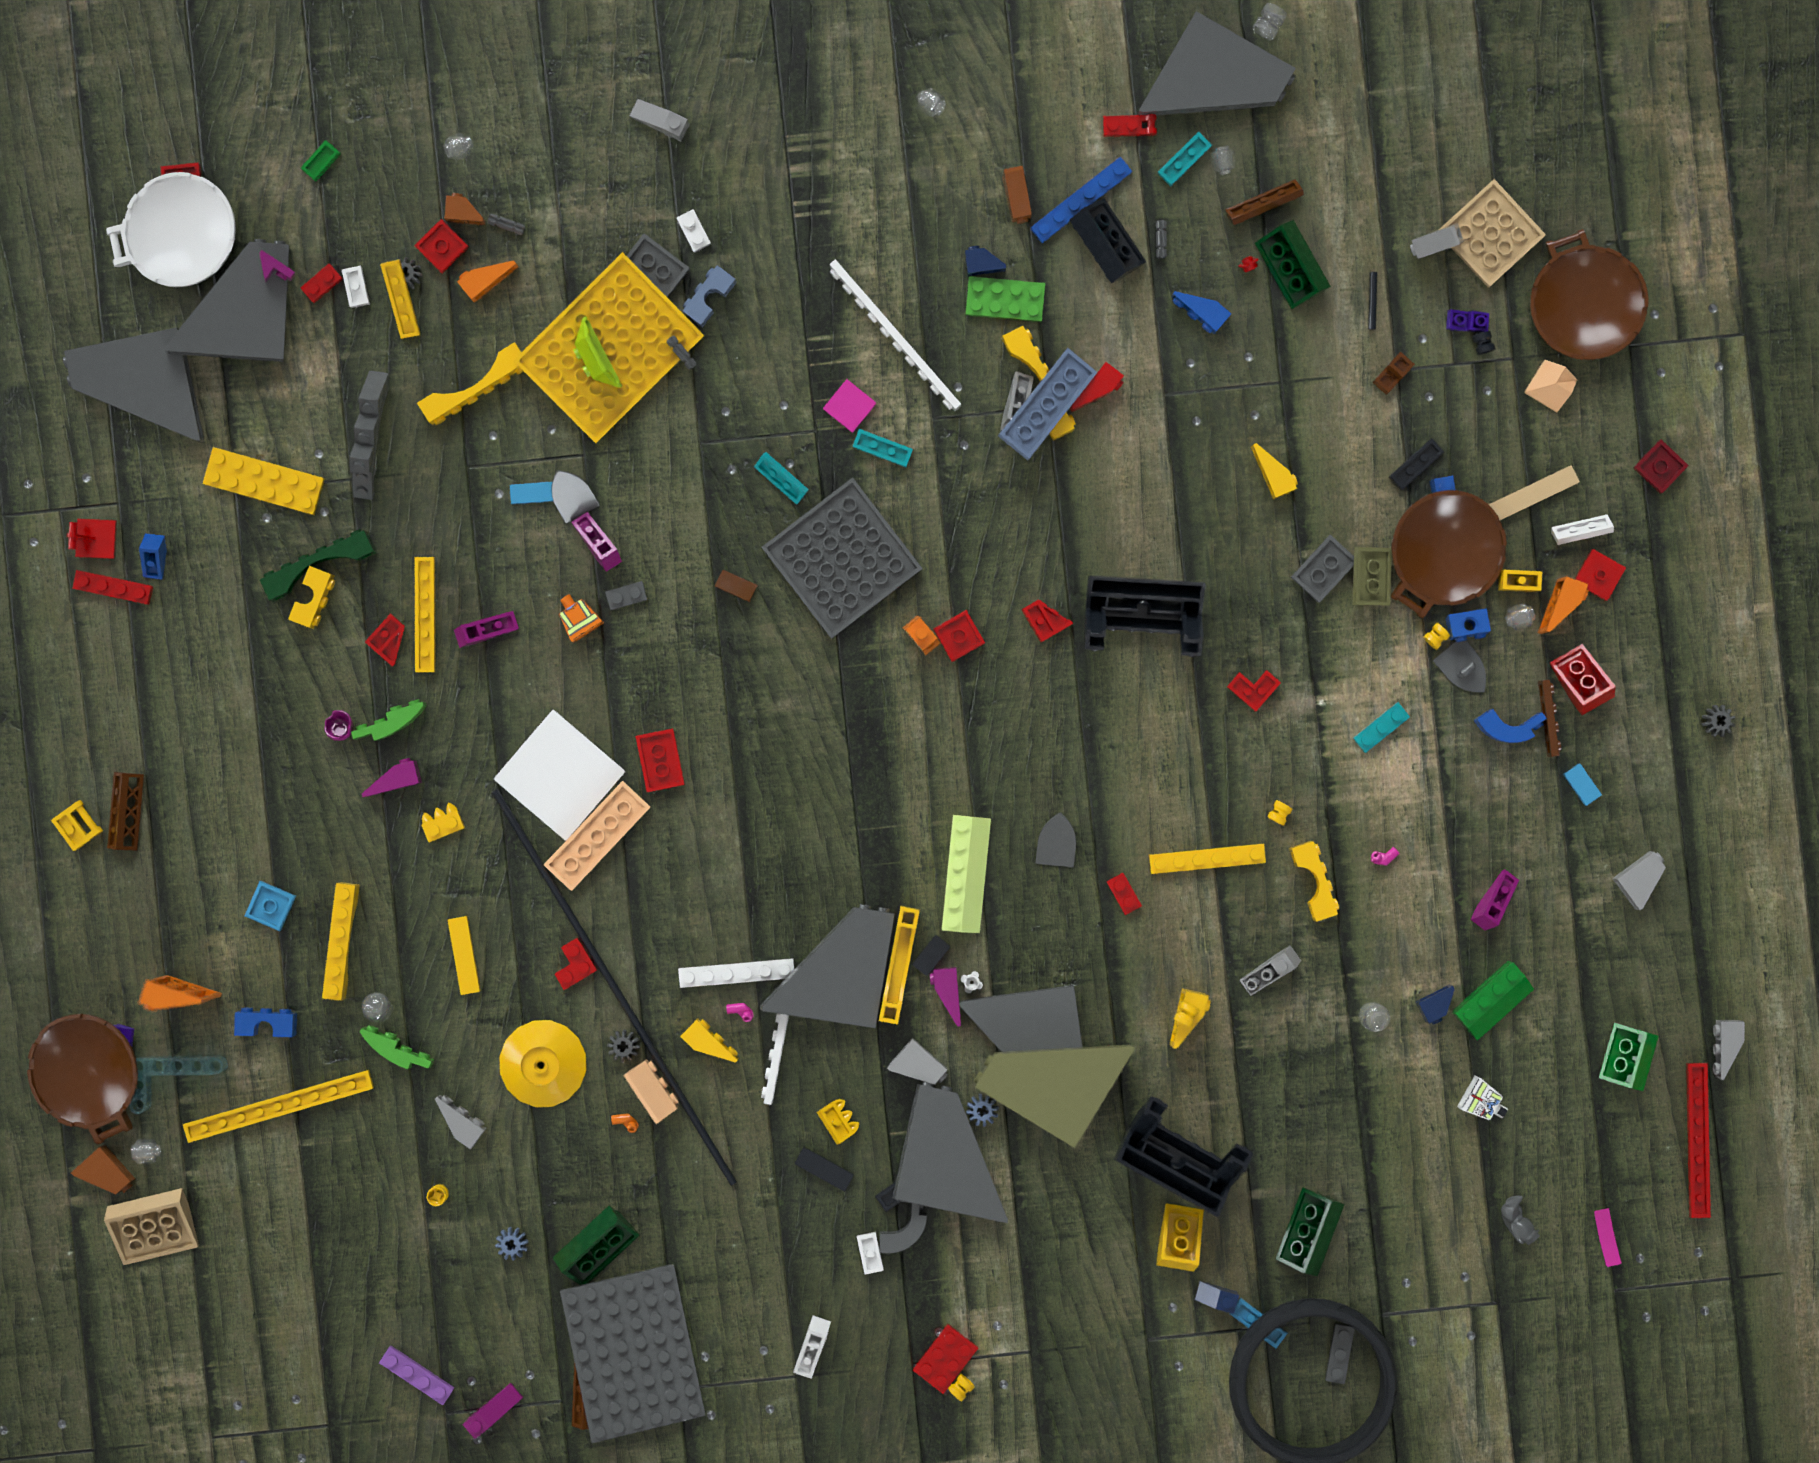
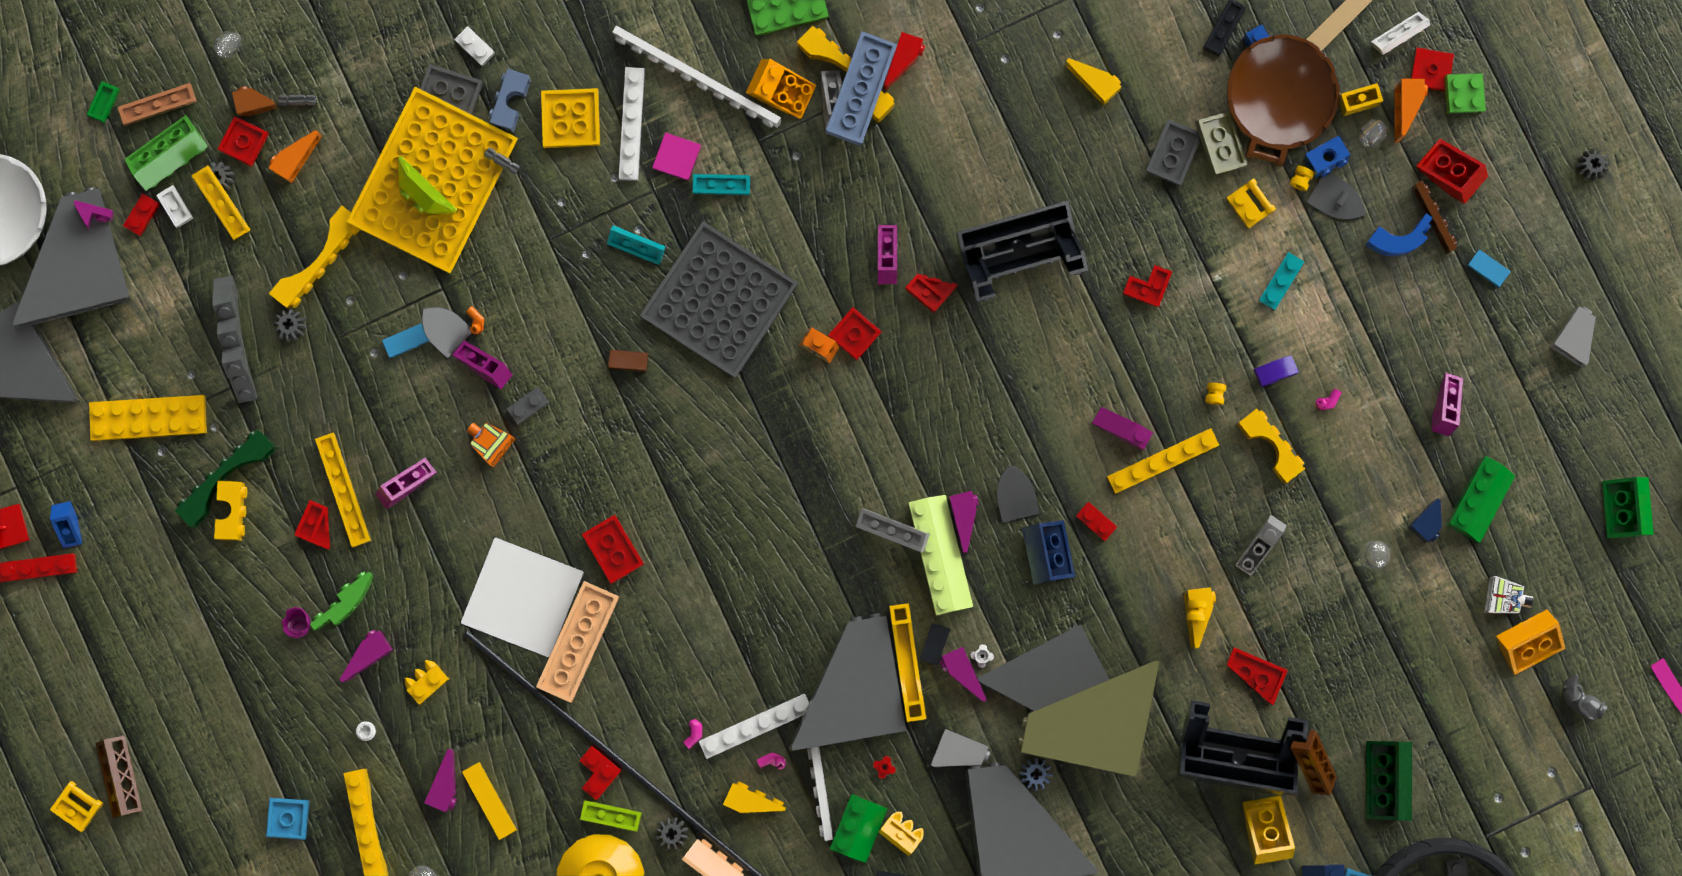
camera: 15 degrees left, 5 degrees down
(364, 232) = (166, 153): none -> bright green slope
(370, 849) = (365, 731): none -> white plate
(371, 181) = (157, 104): none -> nougat plate
(425, 928) = (444, 786): none -> magenta slope
(427, 432) = (290, 332): none -> dark grey gear
(572, 1009) = (611, 815): none -> lime plate
(606, 498) = (477, 320): none -> orange arm
(678, 960) = (696, 733): none -> dark pink arm
(761, 333) = (570, 118): none -> yellow plate
(799, 1102) = (858, 828): none -> green slope
(817, 359) = (631, 124): none -> white plate
(839, 1057) = (879, 766): none -> red plate
(929, 836) = (892, 530): none -> light grey plate
(971, 375) = (781, 88): none -> light orange slope
(1001, 844) = (964, 513): none -> magenta slope
(1016, 570) = (887, 254): none -> magenta slope
(1068, 907) = (1048, 552): none -> dark blue slope
(1180, 815) = (1123, 428): none -> magenta slope
(1224, 1089) = (1257, 673): none -> red wing
(1245, 1194) = (1315, 764): none -> reddish brown fence
(1344, 811) = (1275, 371): none -> dark purple slope
(1373, 645) = (1245, 206): none -> yellow plate
(1490, 1149) = (1531, 641): none -> light orange slope
(1622, 609) = (1464, 93): none -> bright green plate

